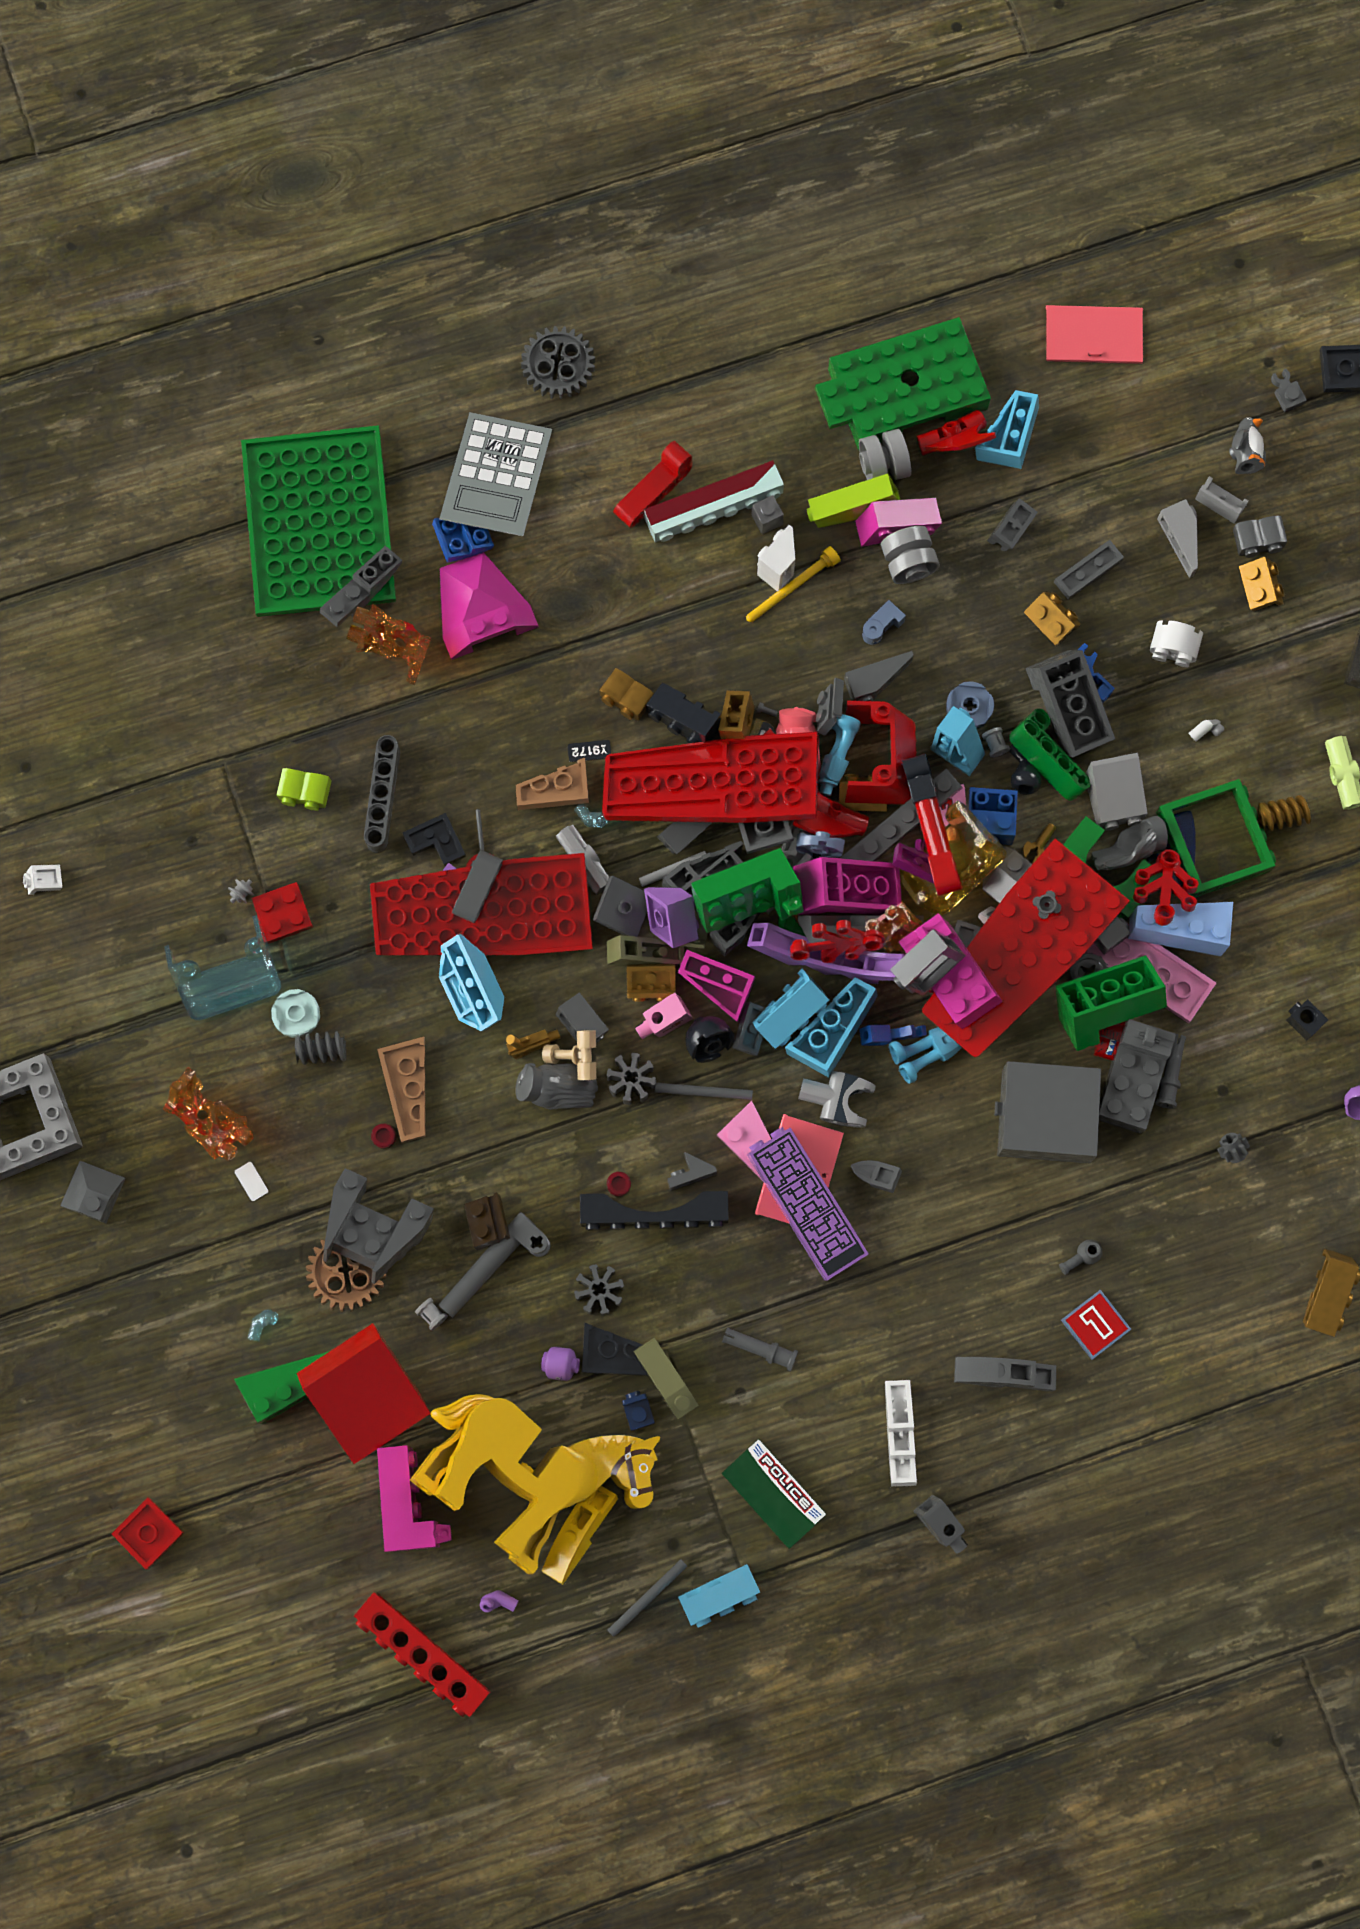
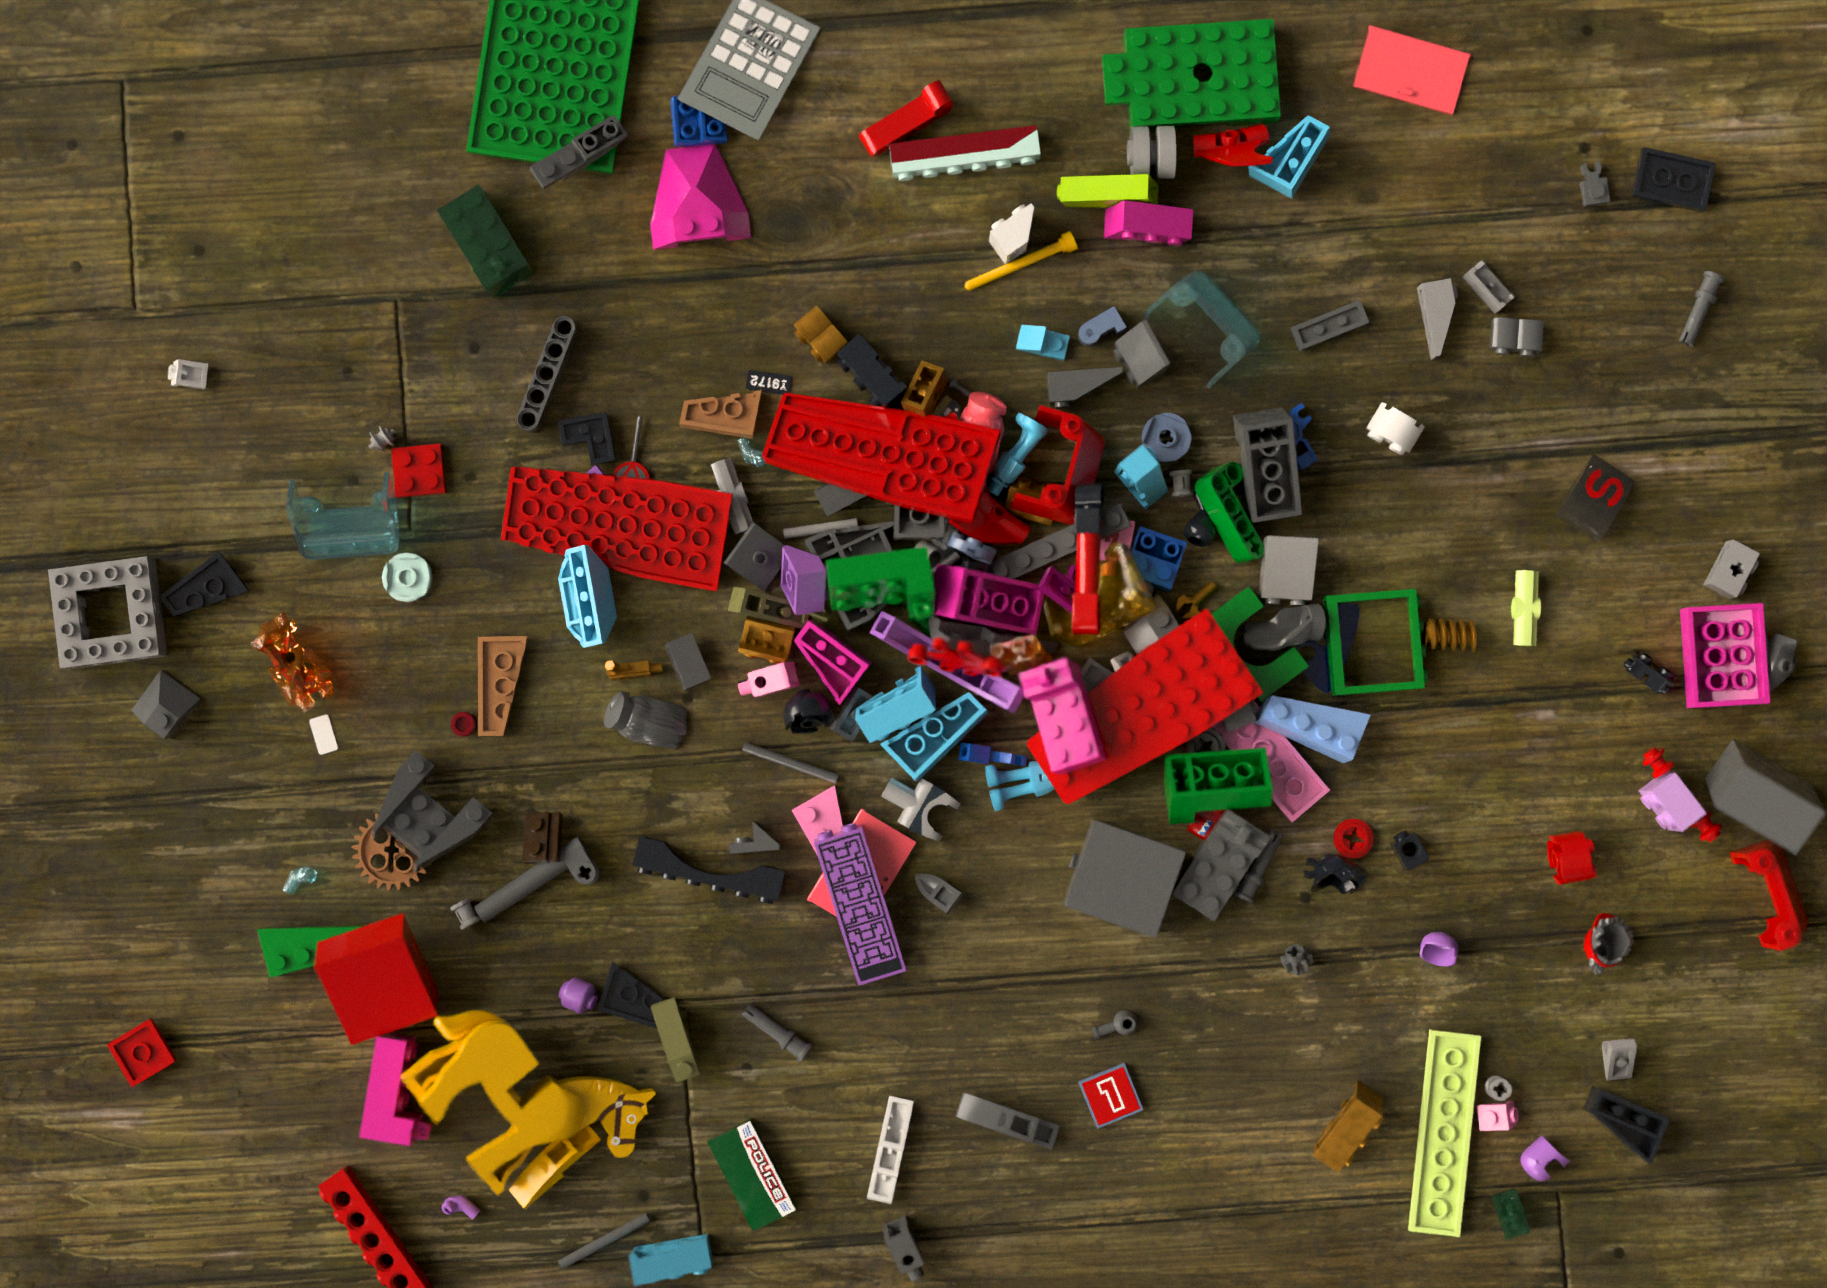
camera: 20 degrees right, 10 degrees up
(104, 1070) = (204, 586): none -> black wing
(295, 688) = (485, 241): none -> clear green hinge
(303, 788) = (470, 348): lime brick -> none
(320, 1048) = (422, 622): dark grey piece -> none
(384, 630) = (587, 206): clear orange hips -> none
(477, 886) = (616, 500): dark grey beam -> none
(580, 1054) = (674, 697): tan bar -> none
(598, 1282) = (635, 942): dark grey gear -> none
(618, 1184) = (681, 833): dark red tile -> none
(633, 1071) = (724, 725): flat silver gear -> none
(637, 1410) = (642, 1060): dark blue bracket -> none
(767, 514) = (1015, 181): flat silver brick -> none
(830, 706) = (1022, 404): dark grey plate -> none
(831, 650) = (1042, 342): none -> medium azure slope
(910, 554) = (1148, 256): light grey wheel -> none
(927, 634) = (1141, 355): none -> slope
(927, 963) = (1039, 707): window -> none
(1010, 597) = (1240, 331): none -> clear light blue windscreen
(1013, 525) = (1264, 258): dark grey hinge -> none
(1049, 898) = (1173, 680): dark grey plate -> none
(1052, 617) = (1277, 366): pearl gold bracket -> none
(1169, 863) = (1307, 680): red plant -> none
(1206, 726) = (1397, 523): white arm -> none
(1246, 1057) = (1336, 872): none -> black helmet
(1248, 447) = (1533, 237): dark grey animal -> none
(1258, 1015) = (1362, 831): none -> red gear
(1261, 583) = (1503, 387): bracket -> none

